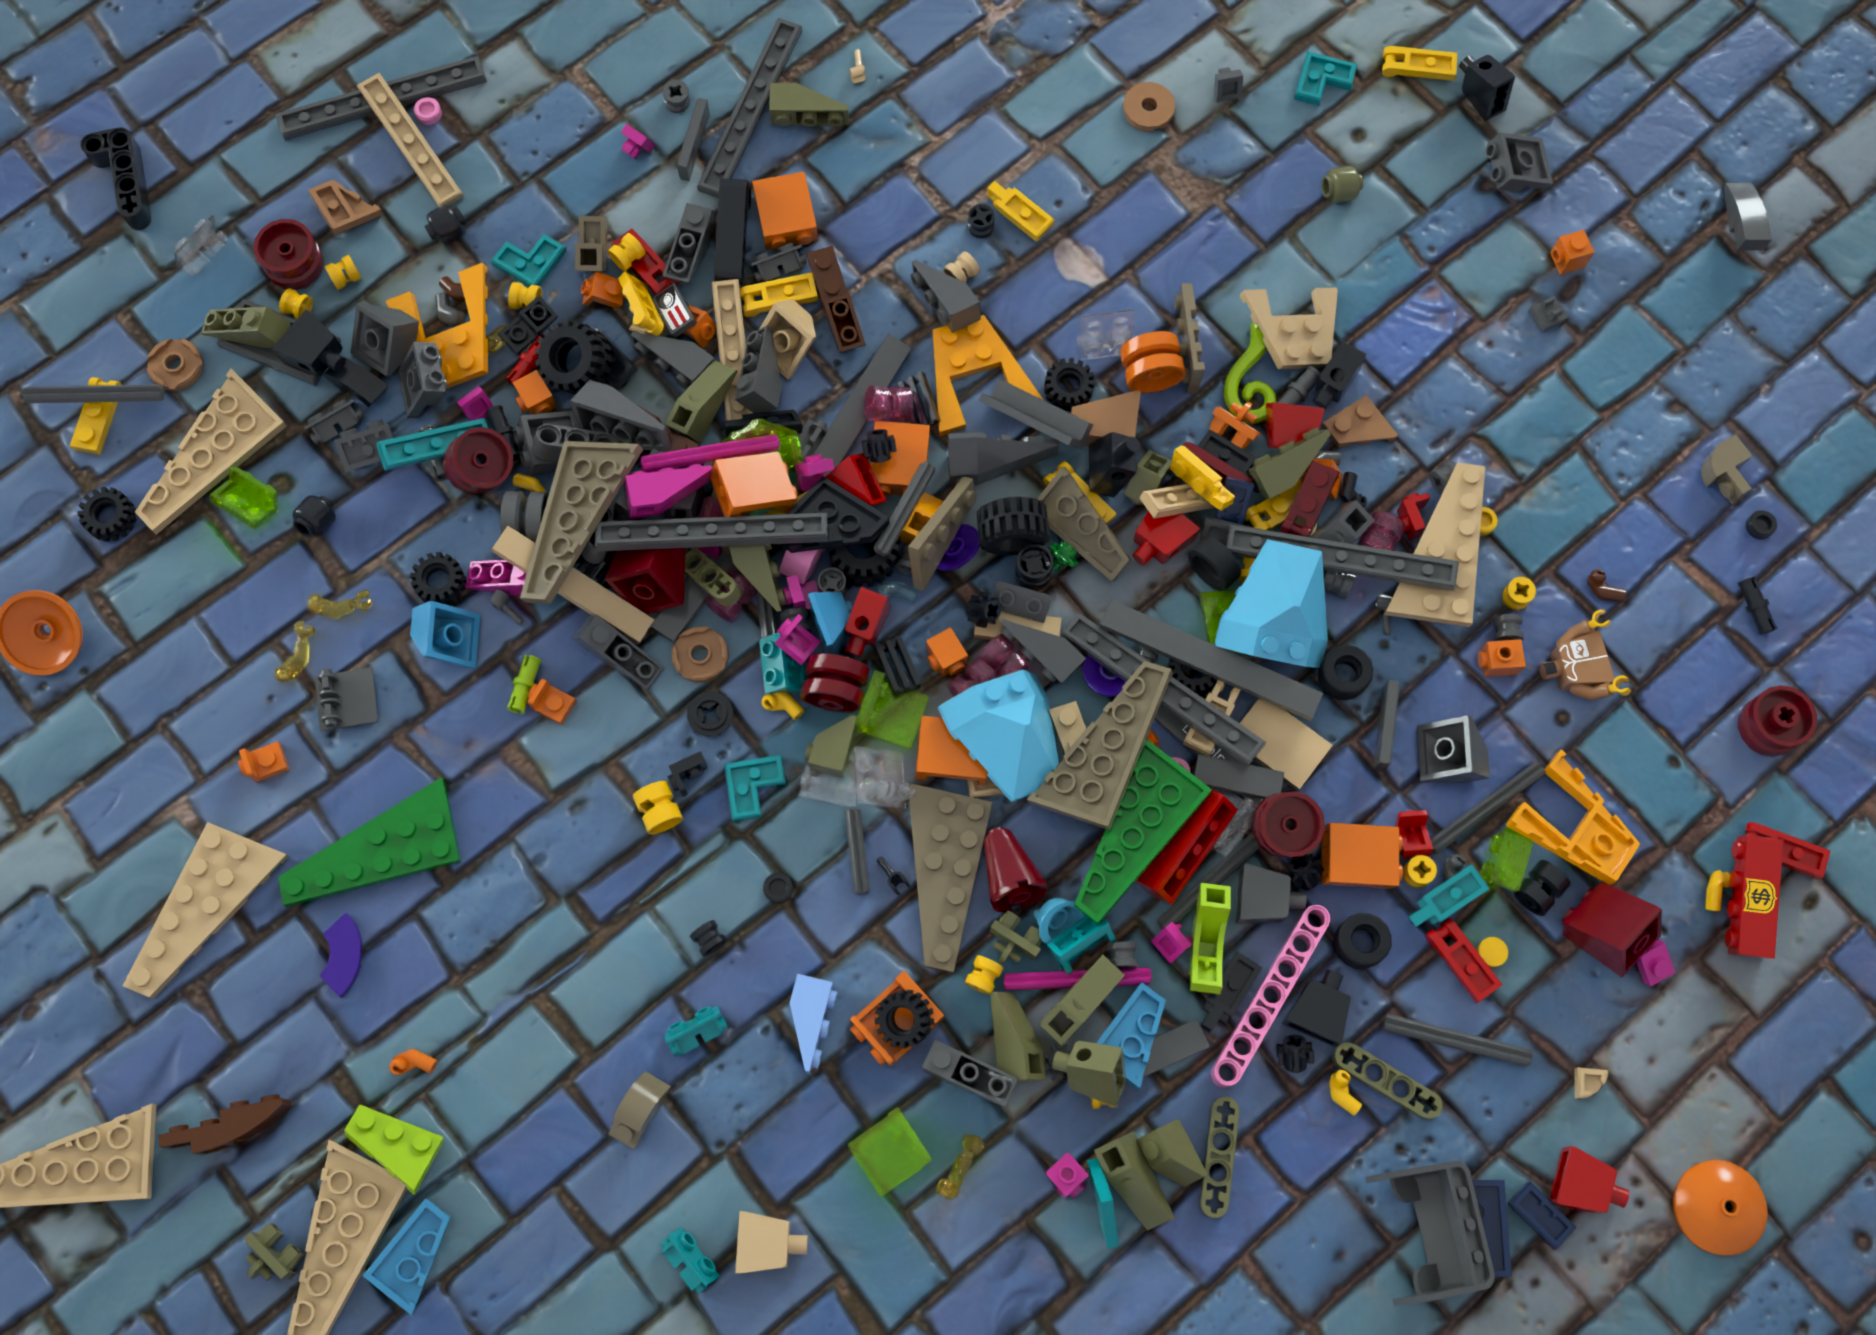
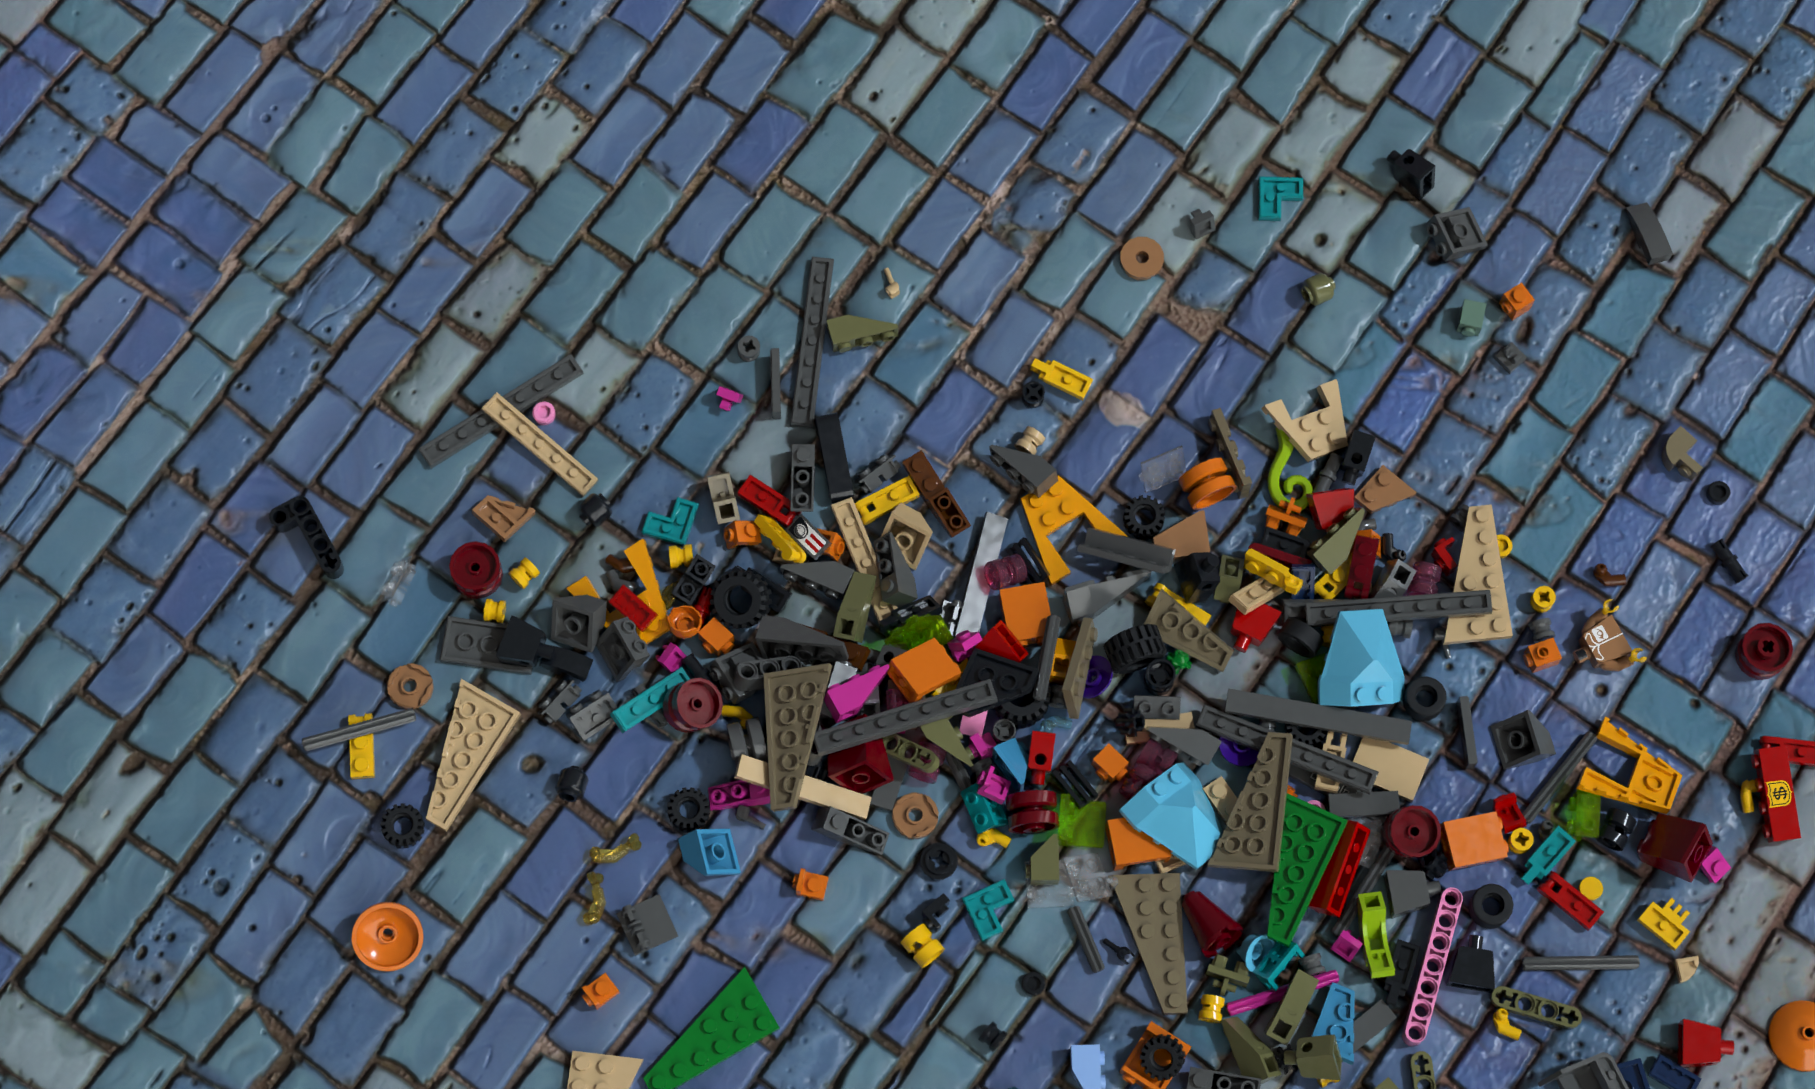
camera: 15 degrees left, 0 degrees up
(246, 326) = (462, 640): olive slope -> none
(246, 498) = (511, 783): clear neon green bracket -> none
(446, 336) = (633, 607): none -> red plate
(499, 366) = (684, 621): none -> orange hair
(523, 684) = (785, 876): lime pin -> none
(626, 252) = (755, 498): yellow wheel -> none
(709, 453) = (881, 653): dark pink axle -> none
(785, 210) = (871, 427): orange brick -> none
(879, 445) = (1011, 611): black gear -> none
(1295, 1053) = (1462, 1005): black gear -> none
(1419, 63) = (1354, 164): yellow plate -> none
(1513, 257) = (1471, 318): none -> sand green brick
(1576, 1019) = (1665, 923): none -> yellow hinge

